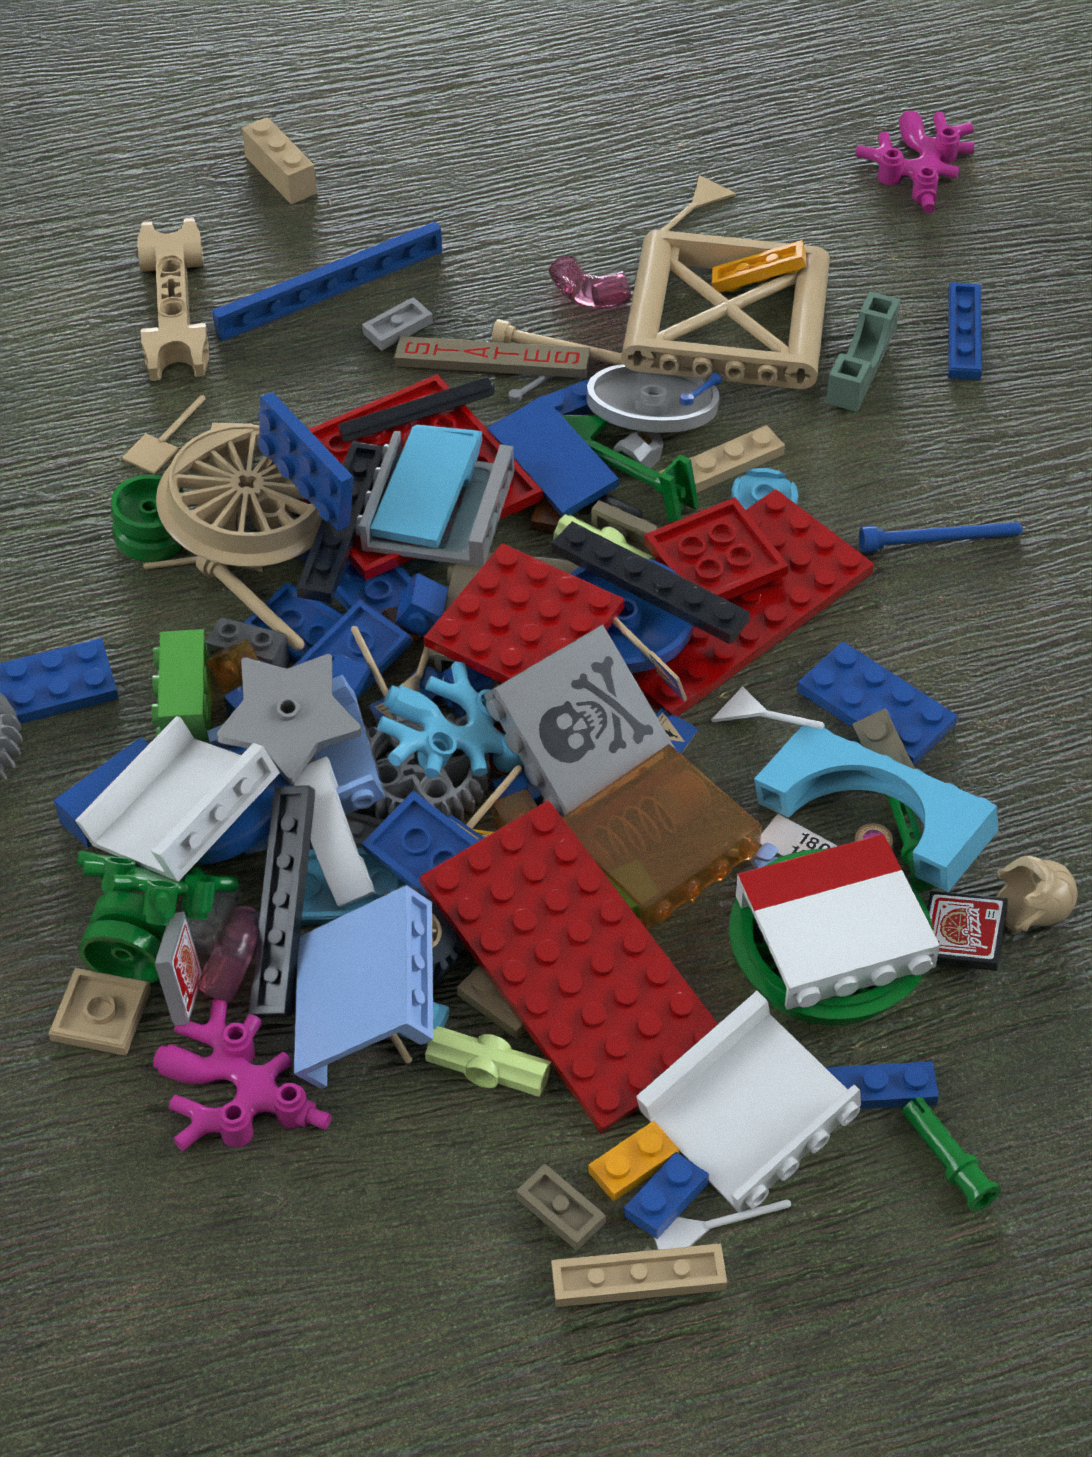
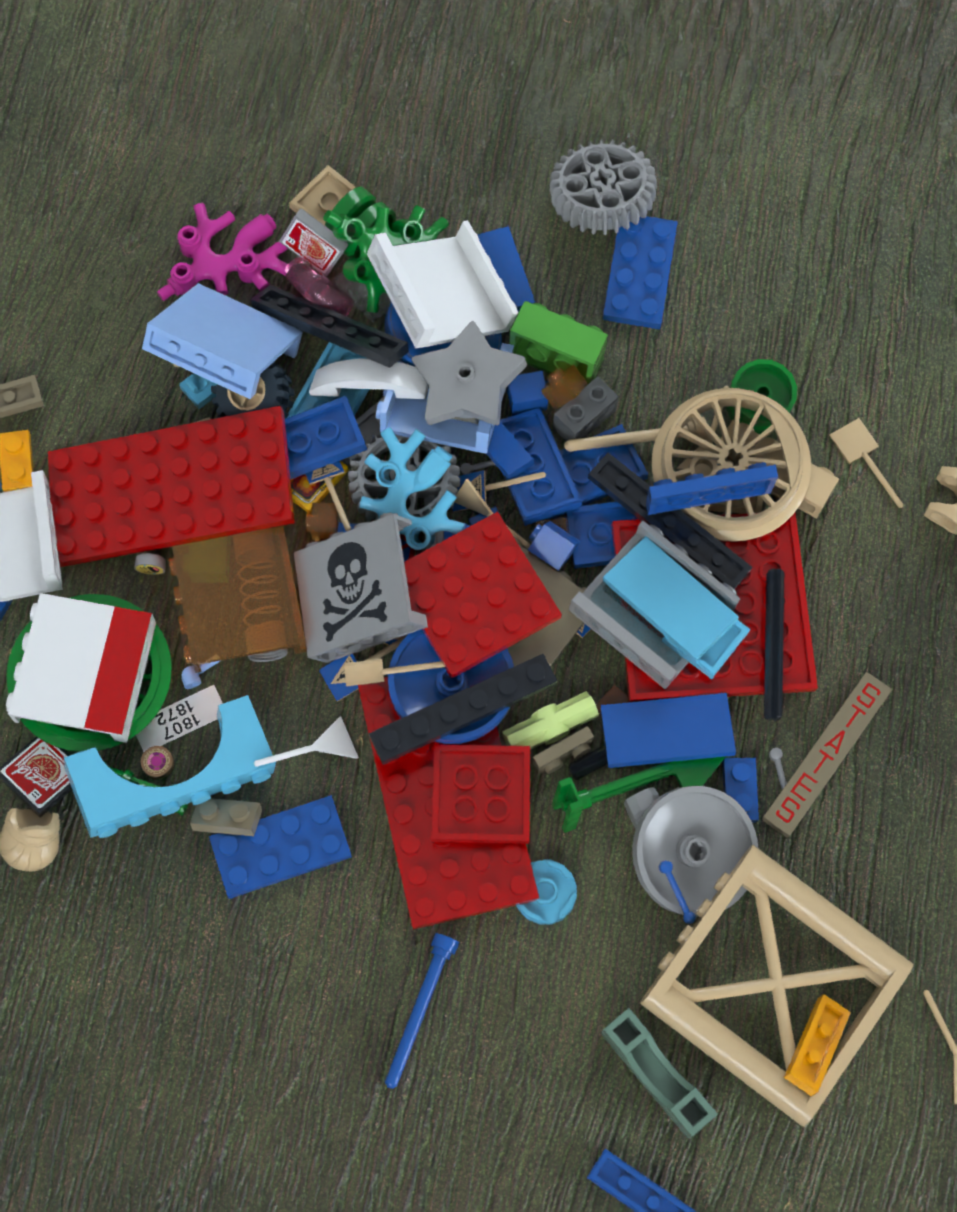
camera: 115 degrees right, 20 degrees up
(398, 321) = (910, 695): light grey plate -> none
(488, 1061) = (140, 406): yellowish green piece -> none
(505, 332) = (851, 779): tan piece -> none
(587, 288) = (873, 878): clear pink cylinder -> none
(672, 948) = (150, 564): none -> light grey tile
(735, 457) = (601, 876): tan plate -> none

